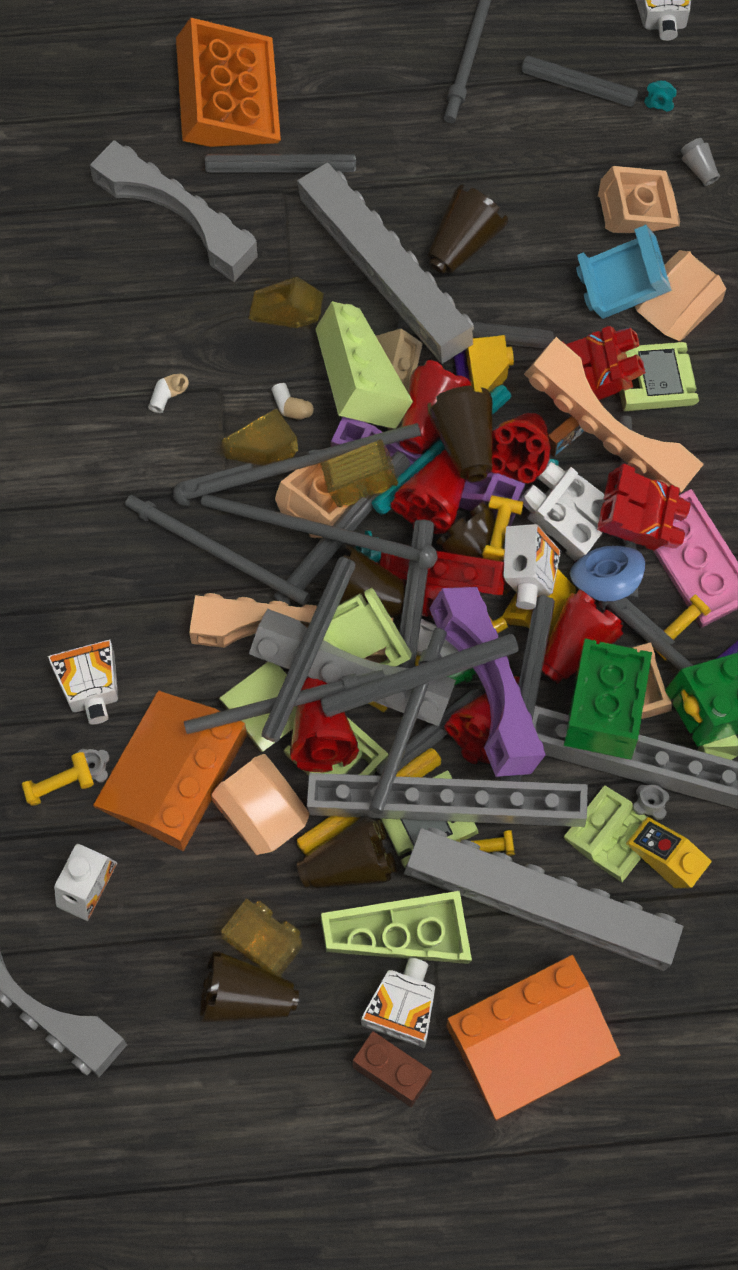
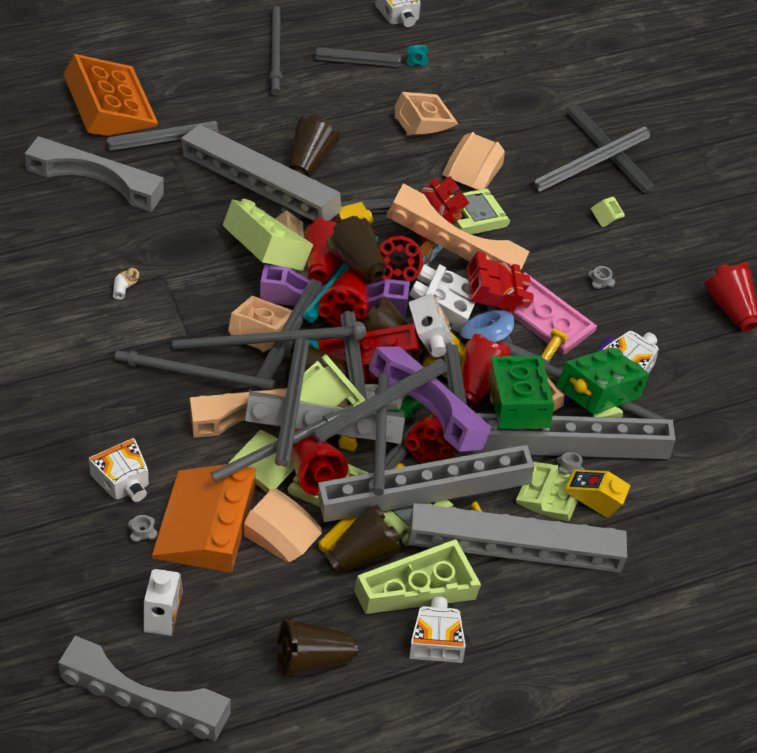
camera: 20 degrees left, 20 degrees down
(78, 772) = (136, 529): yellow piece -> none
(246, 473) = (202, 317): dark grey bar -> none
(262, 441) = (206, 299): clear yellow slope -> none
(262, 937) = (315, 608): clear yellow brick -> none
(287, 304) = (197, 213): clear yellow slope -> none
(291, 406) = (220, 275): tan arm -> none
(359, 473) = (289, 294): clear yellow brick -> none
(392, 1069) = (445, 676): copper brick -> none
(505, 508) = (402, 297): yellow piece -> none
(533, 1037) = (541, 632): orange slope -> none
(624, 275) = (432, 154): medium azure panel -> none
(700, 160) = (457, 86): light grey cone -> none

